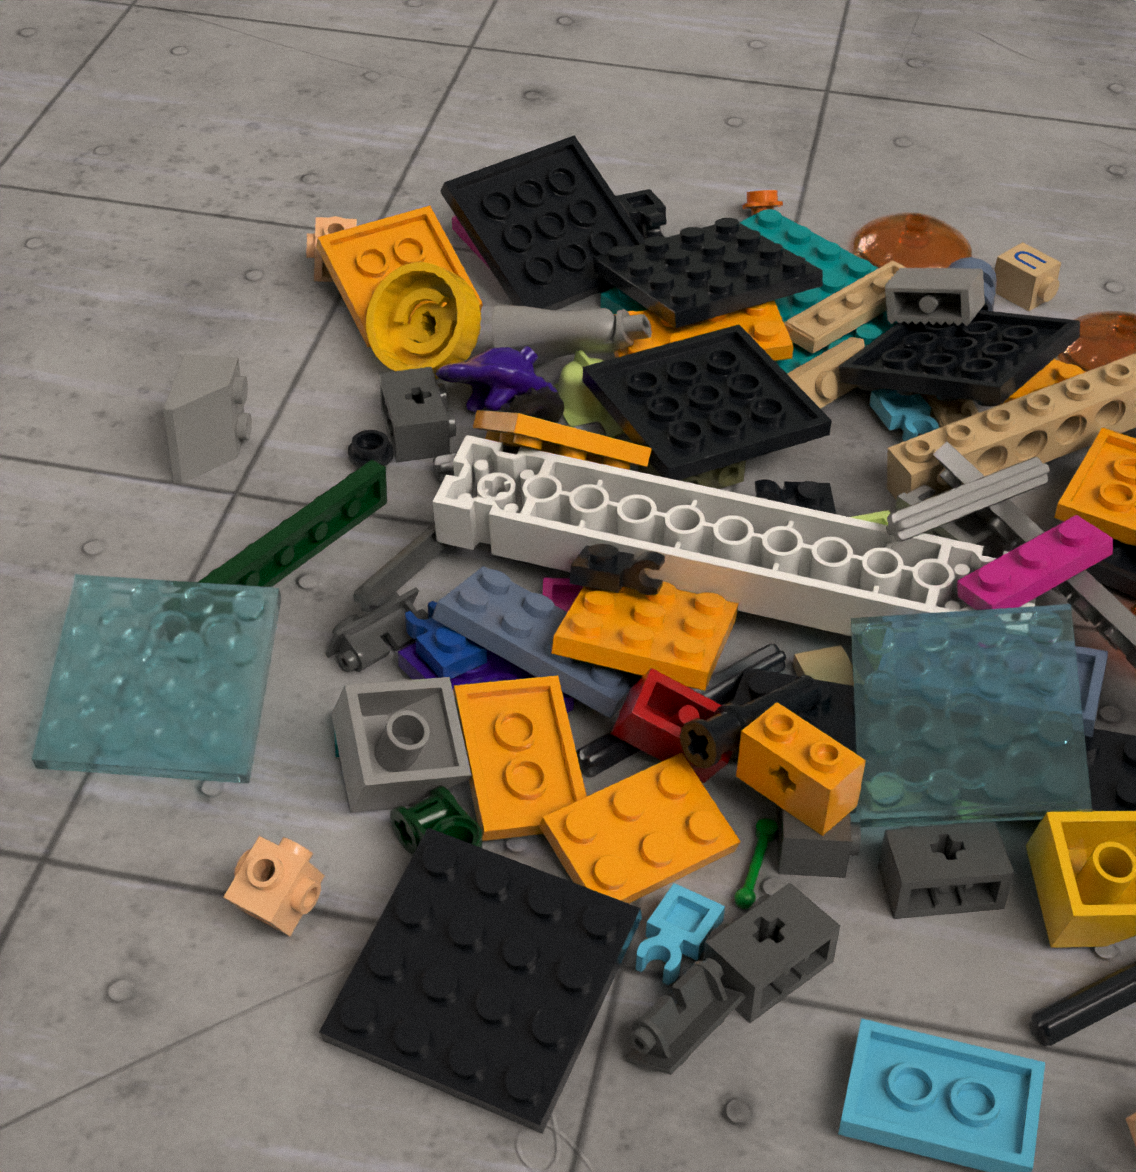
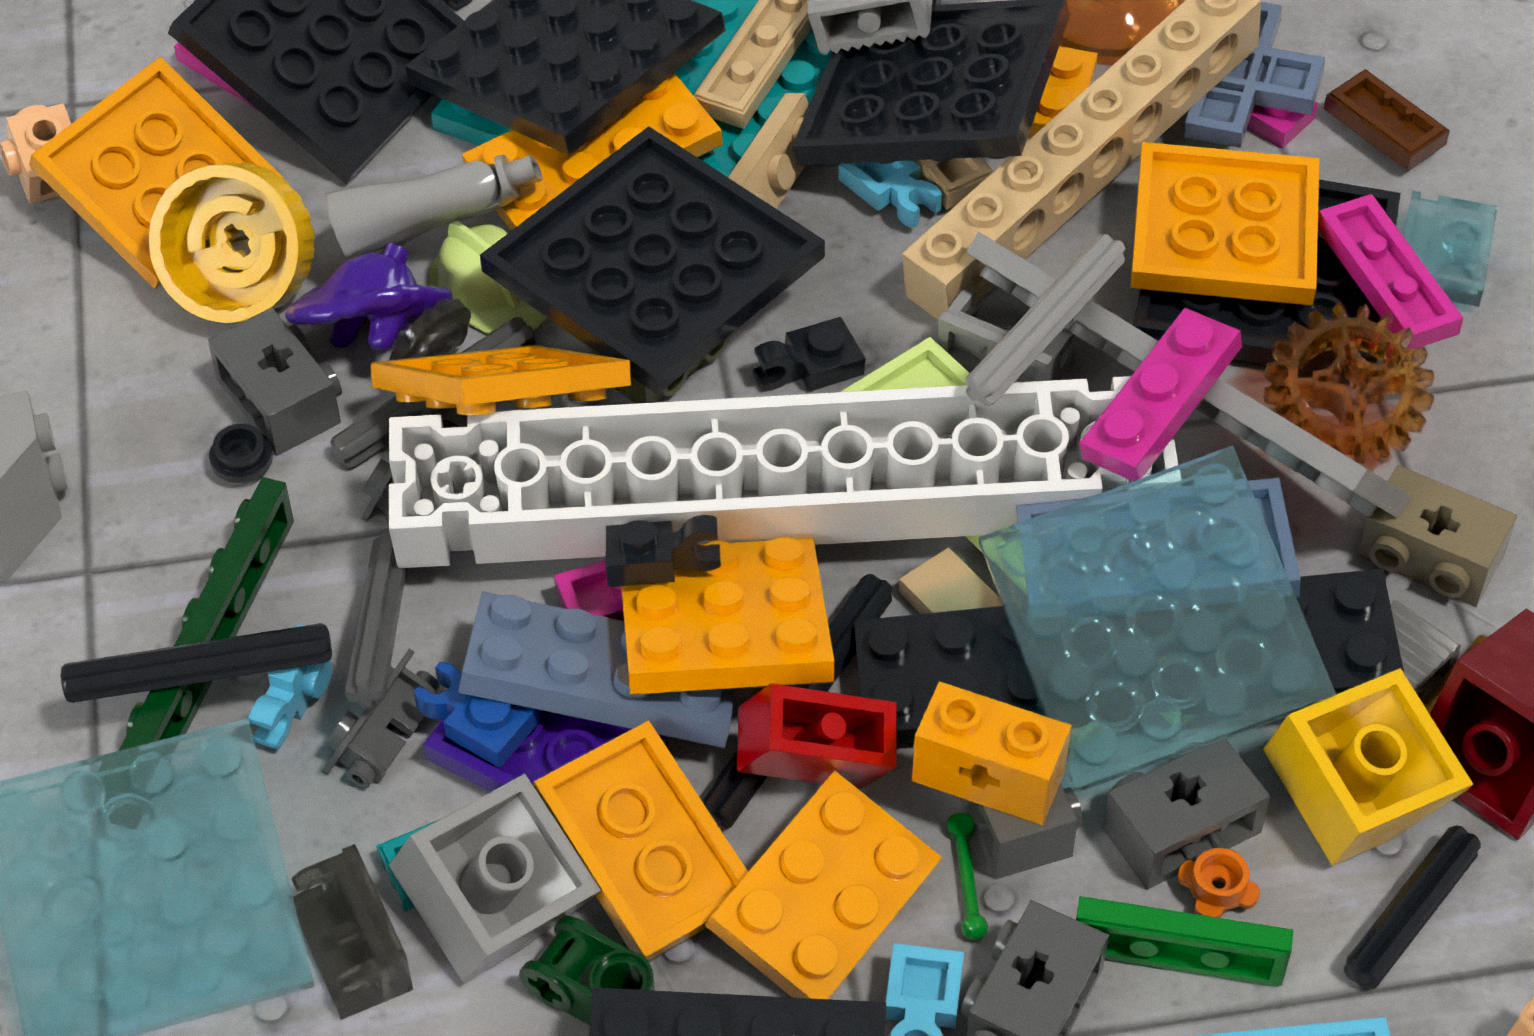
camera: 20 degrees left, 10 degrees up
(266, 549) = (196, 663): none -> black axle
(287, 754) = (350, 934): none -> clear smoke hinge
(330, 591) = (286, 699): none -> medium azure plate
(710, 738) = (893, 720): black pin -> none
(908, 958) = (1190, 941): none -> green tile
(953, 916) = (1221, 866): none -> orange plate

